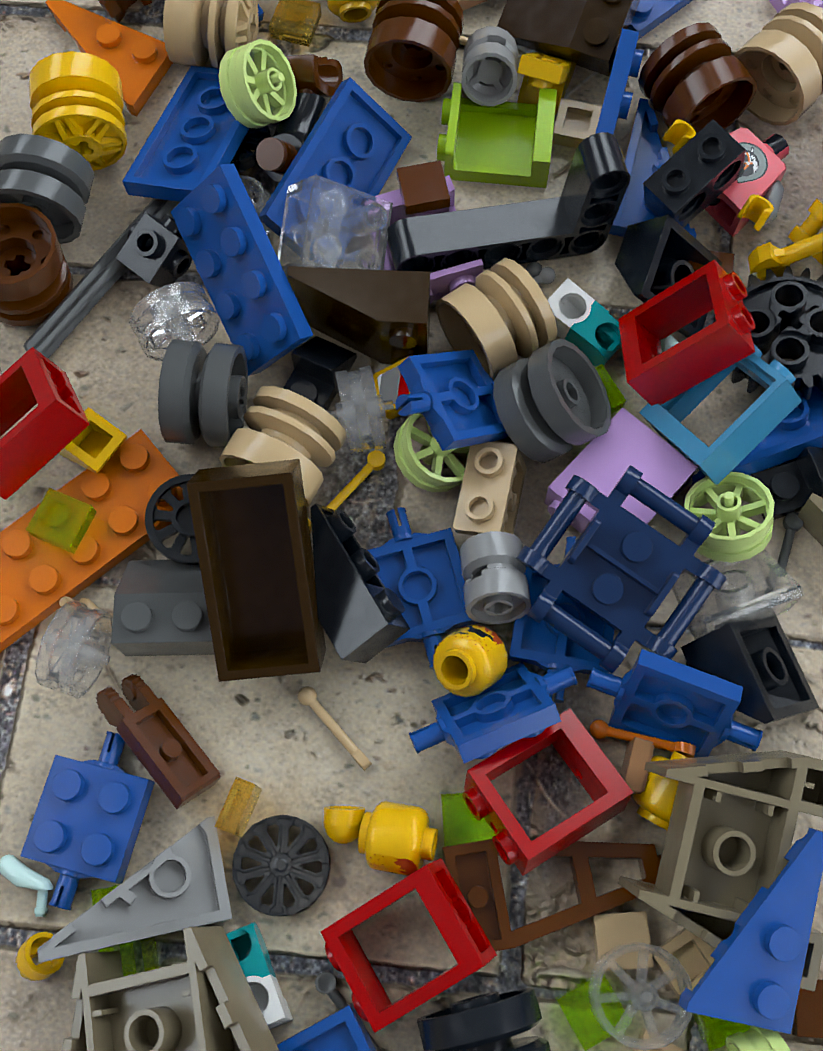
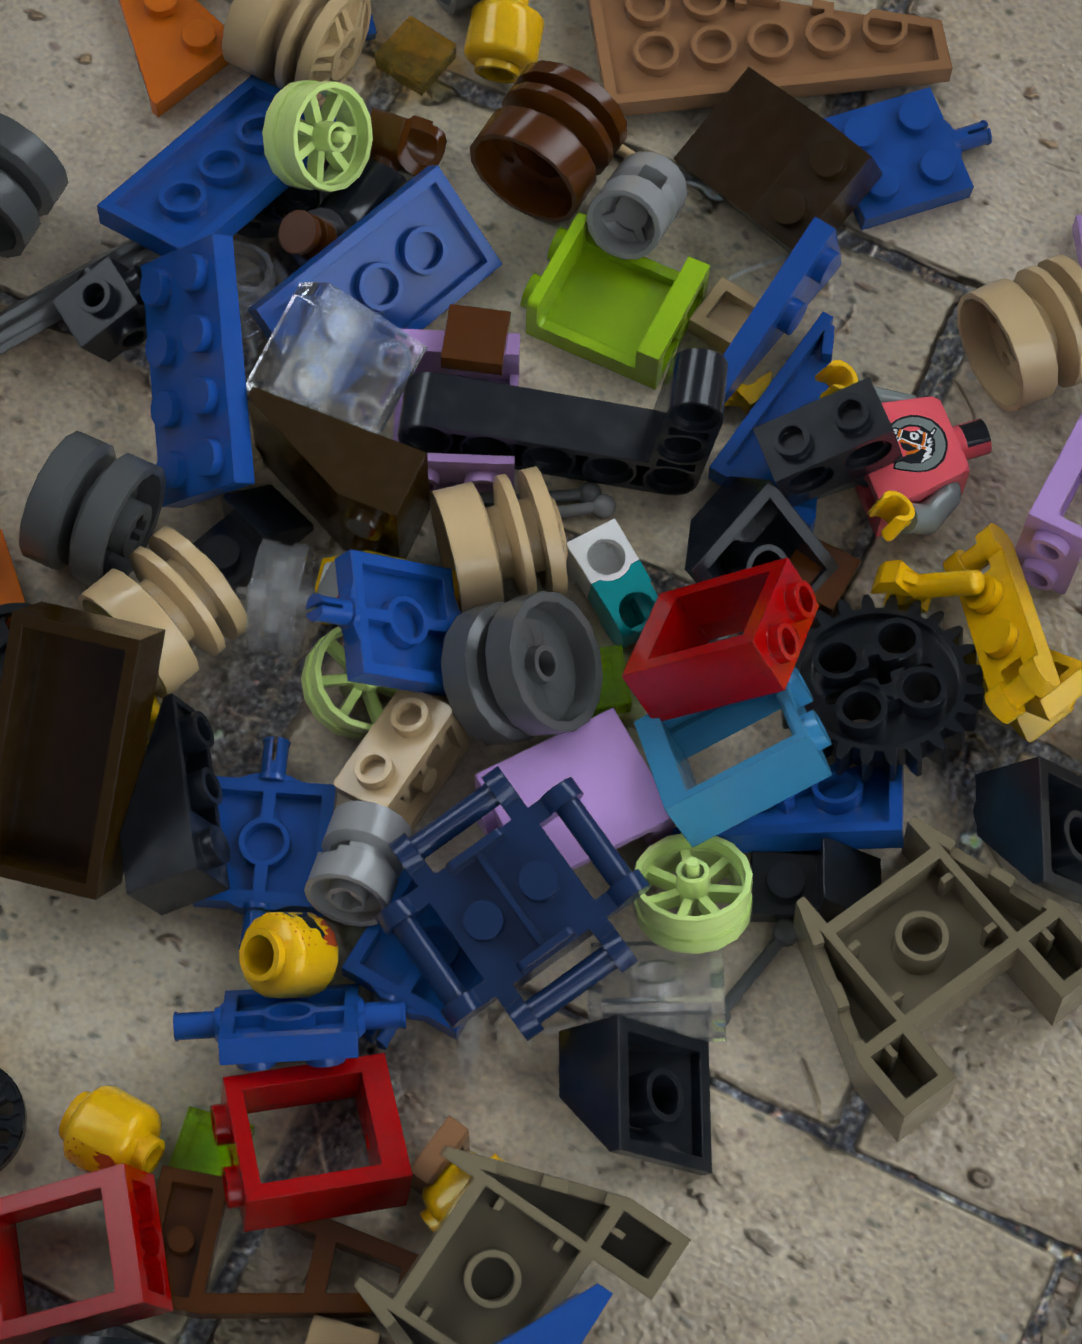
camera: 15 degrees right, 5 degrees down
(80, 105) = (80, 91): yellow wheel -> none
(172, 313) = (96, 399): clear wheel -> none
(308, 697) = (76, 932): tan hinge -> none
(343, 822) = (53, 1095): yellow hinge -> none
(375, 461) = (281, 671): yellow hinge -> none
(543, 72) = (713, 236): yellow slope -> none
(599, 729) = (422, 1101): orange hinge -> none
(675, 704) = (513, 1094): blue plate -> none
(697, 79) = (899, 317): reddish brown wheel -> none

